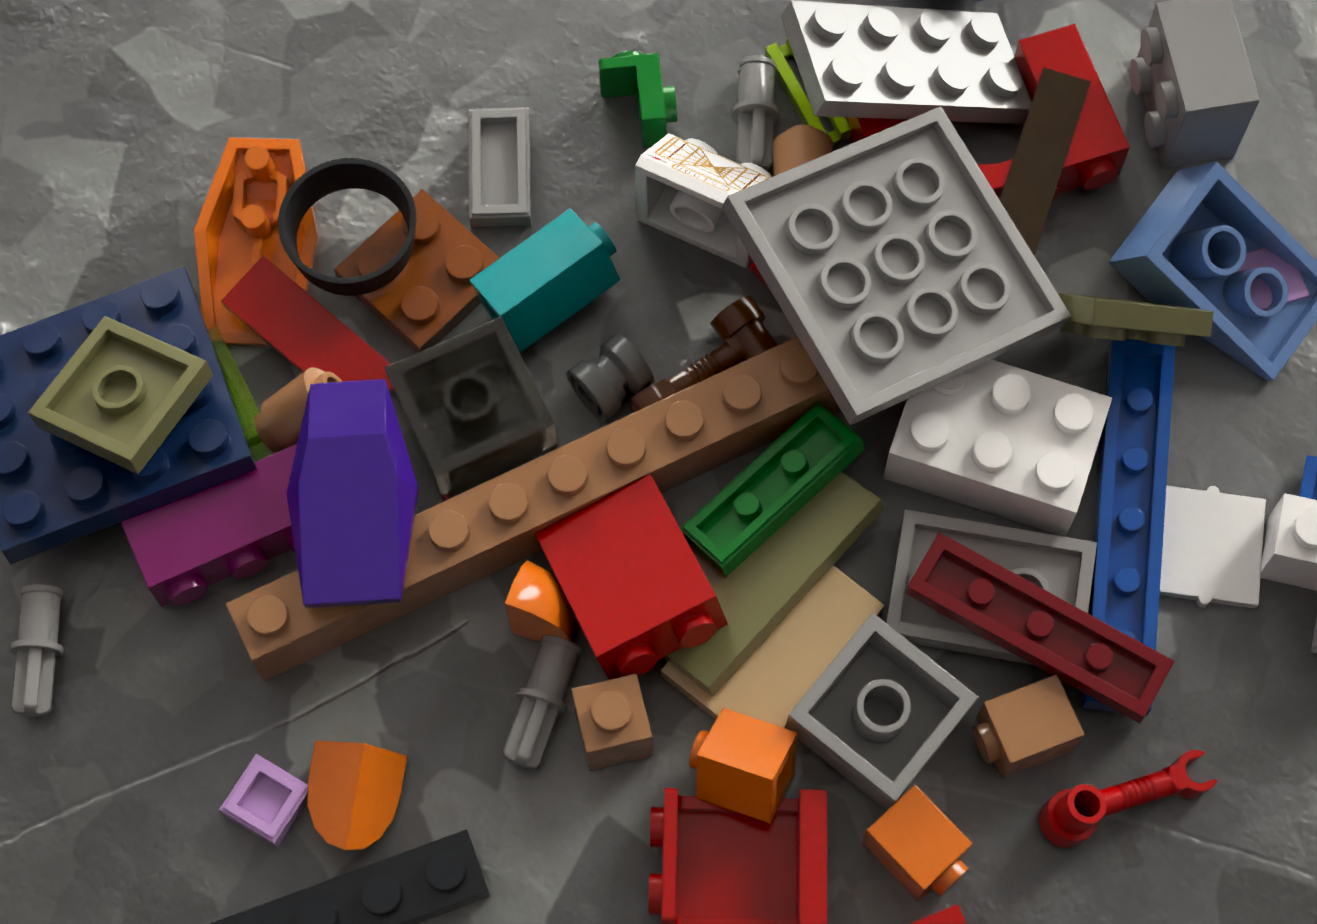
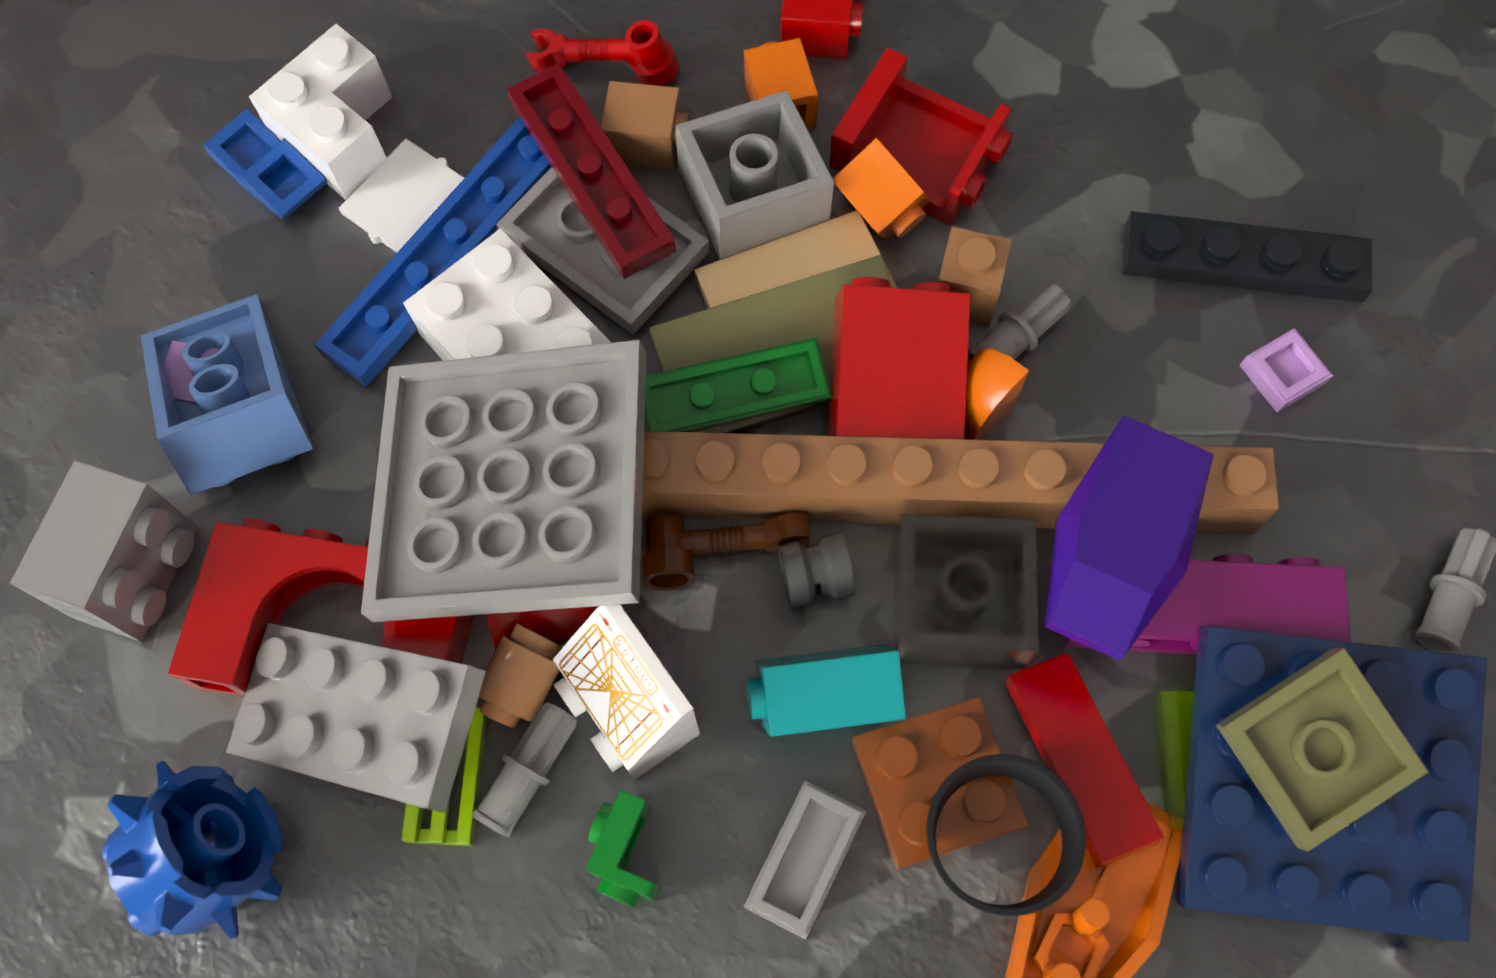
camera: 150 degrees left, 0 degrees up
(283, 411) = (1136, 684): medium nougat brick -> none
(353, 792) = (1212, 333): orange brick -> none
(1042, 152) = (294, 557): dark brown sticker -> none
(1134, 320) = (334, 359): olive plate -> none

